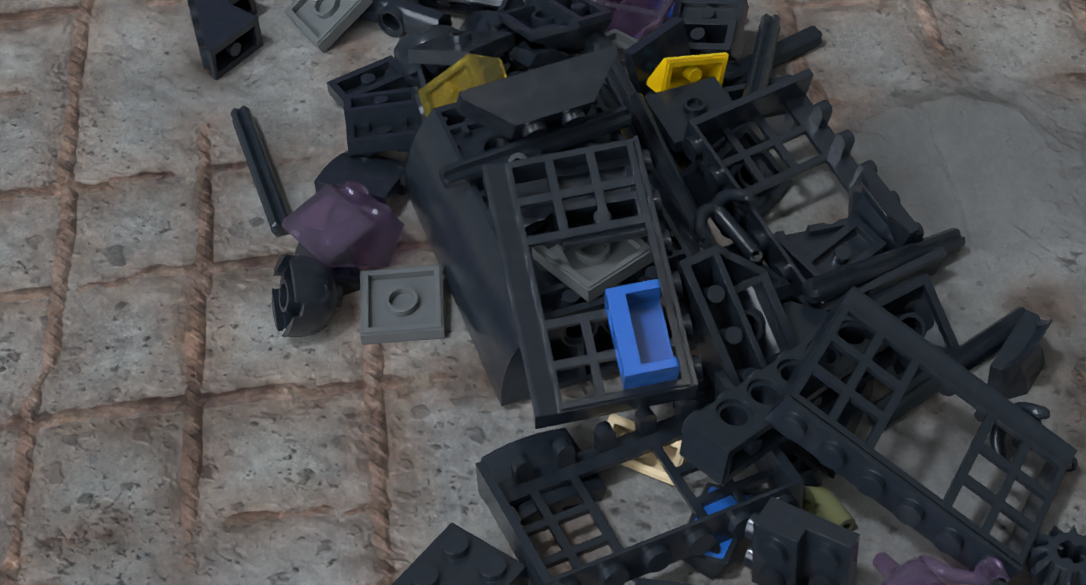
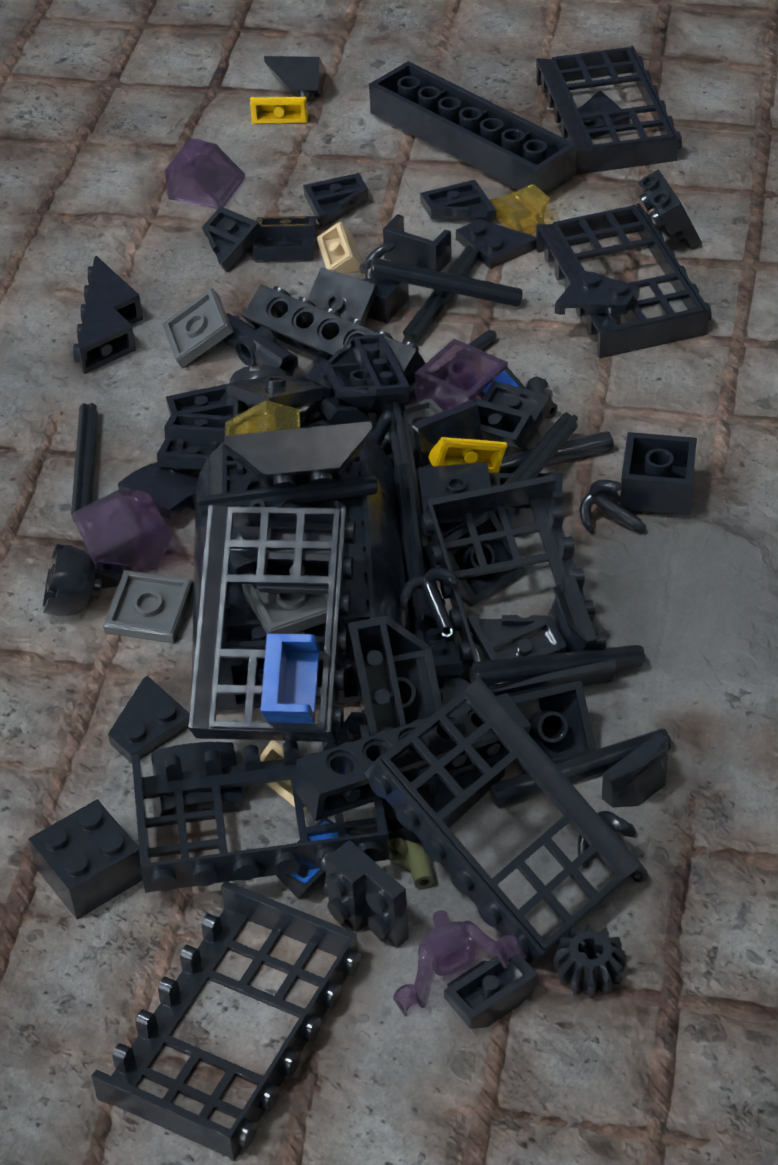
camera: 15 degrees right, 0 degrees up
(457, 427) = (147, 721): none -> black wing
(837, 89) = (605, 496): none -> black piece
(889, 54) = (658, 473): none -> black brick

